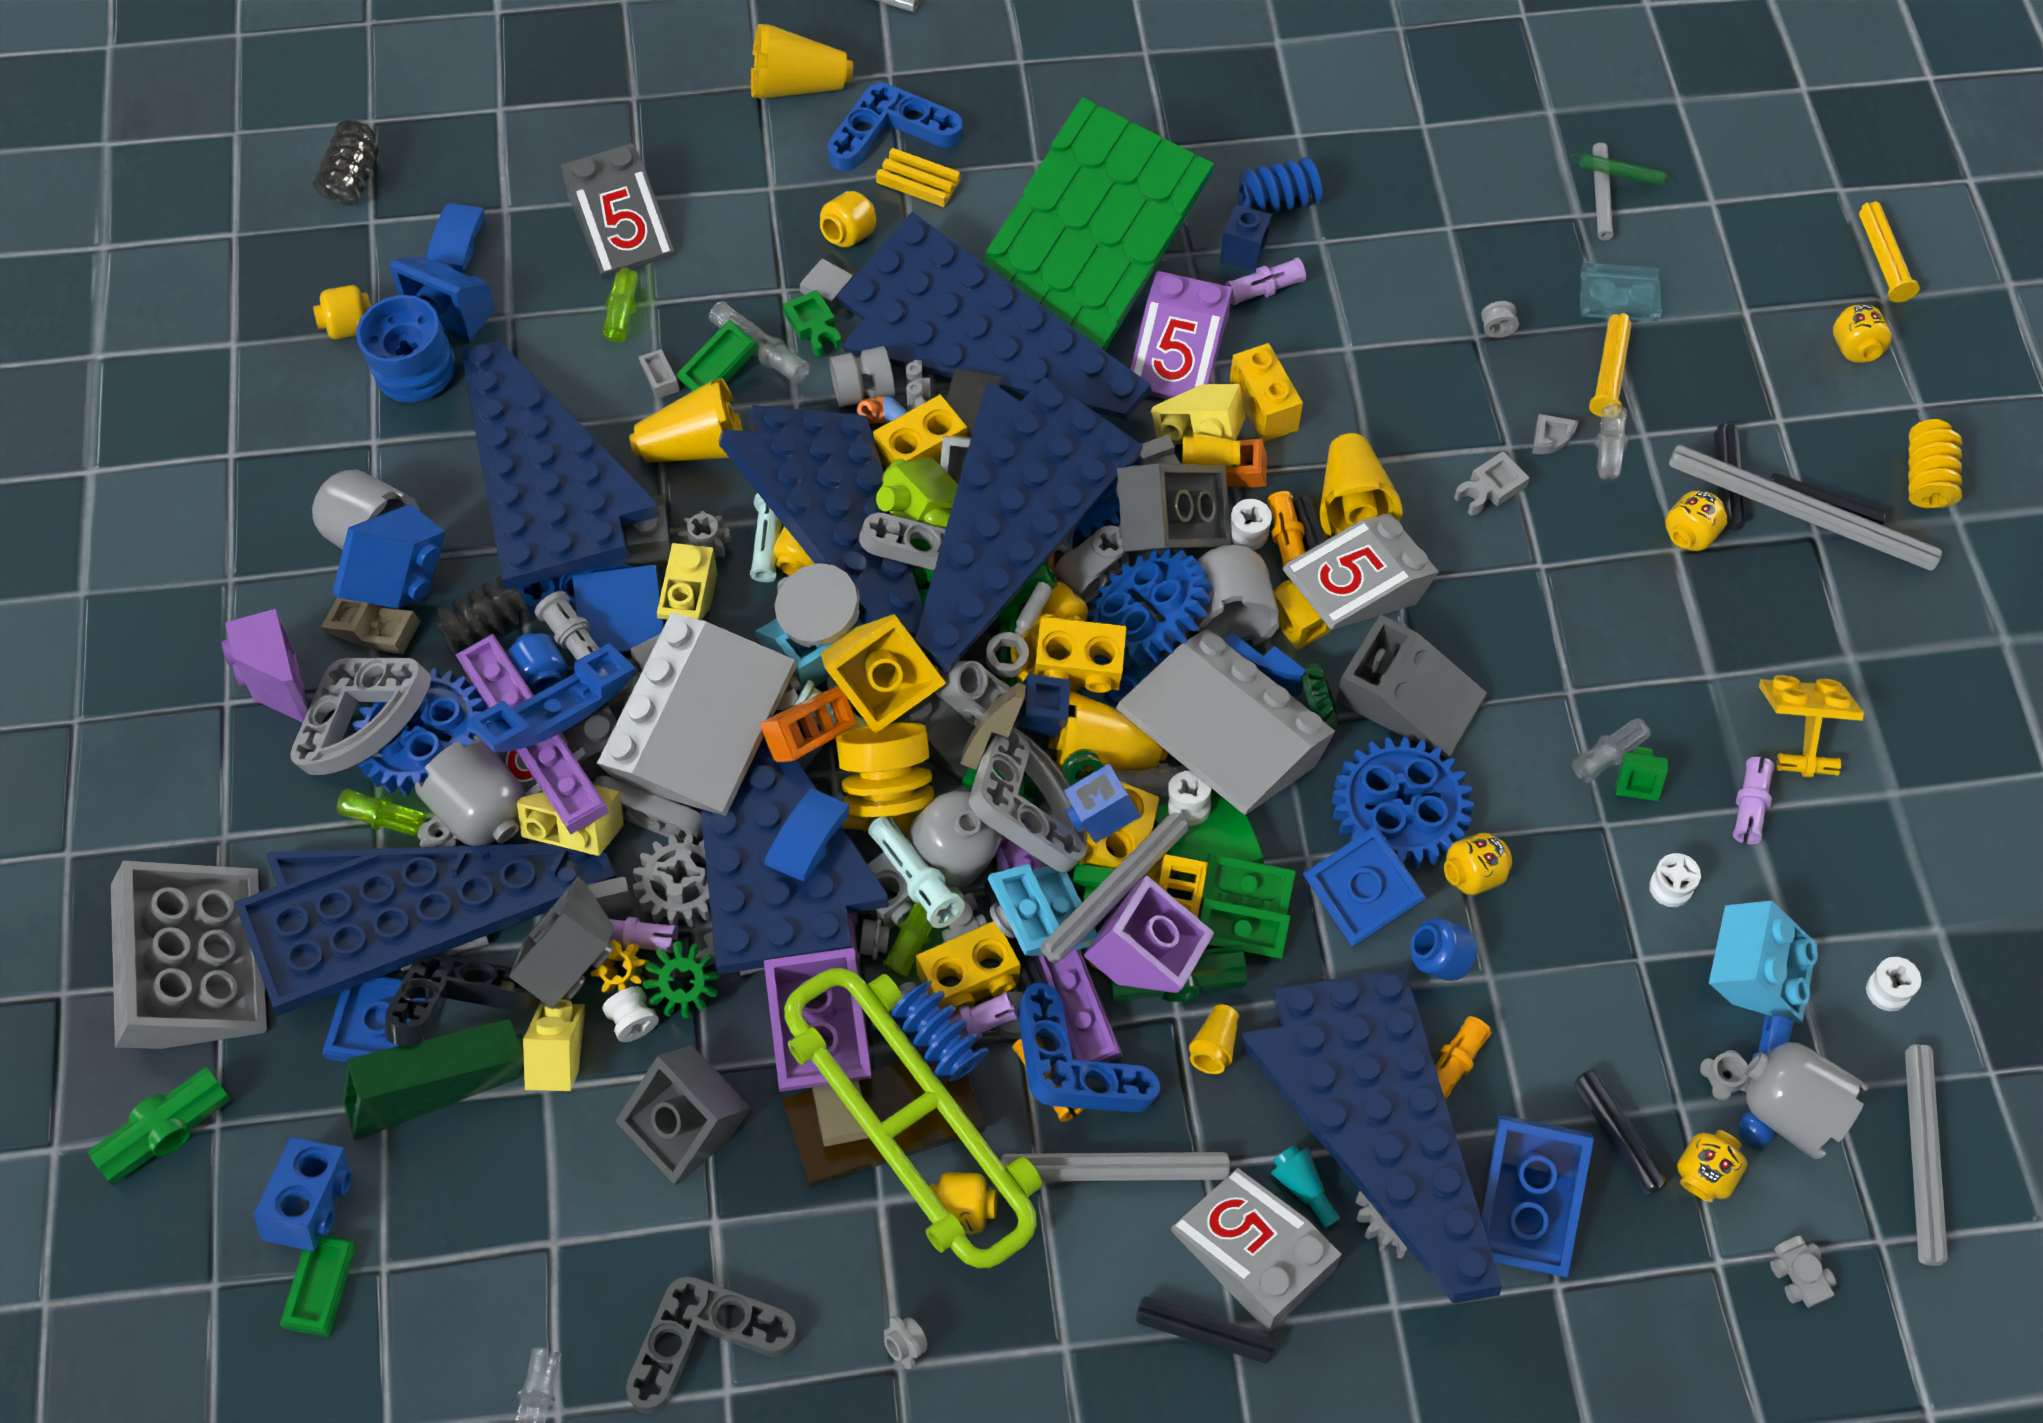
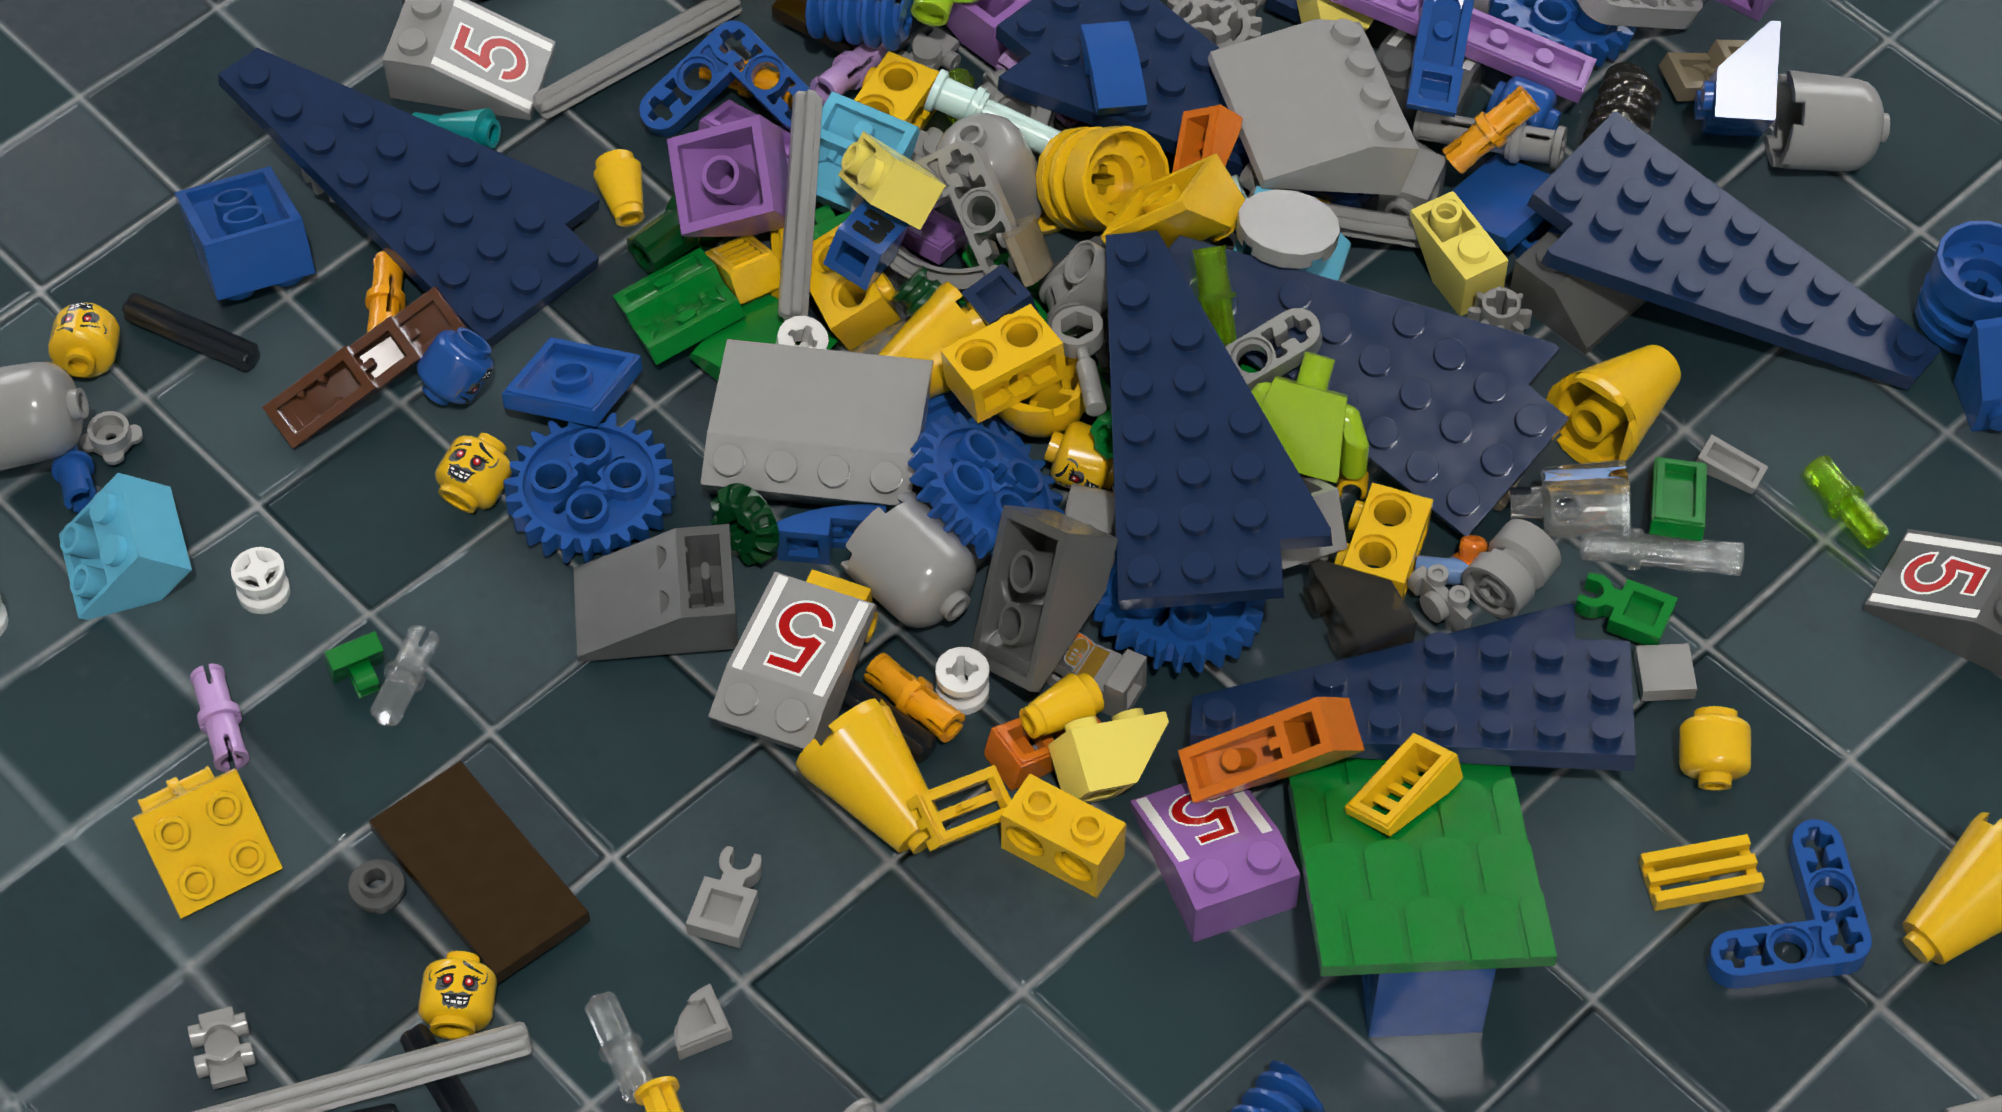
camera: 145 degrees right, 5 degrees down
(591, 626) = (1491, 129): none -> light orange pin
(782, 375) = (1598, 503): none -> clear torso
(910, 585) = (1216, 290): none -> clear neon green axle
(1049, 283) = (1414, 756): none -> yellow slope
(1056, 820) = (890, 180): none -> light yellow slope
(1110, 326) = (1272, 748): none -> orange slope
(1245, 237) = (1246, 1025): dark blue brick -> none
(1287, 274) = (1180, 996): lavender pin -> none
(1316, 436) = (933, 819): none -> yellow tile
(1520, 997) = (361, 368): none -> reddish brown slope
(1637, 592) = (479, 871): none -> dark brown tile
(1702, 633) = (378, 899): none -> dark grey plate
(1856, 588) = (223, 1055): none -> light grey piece

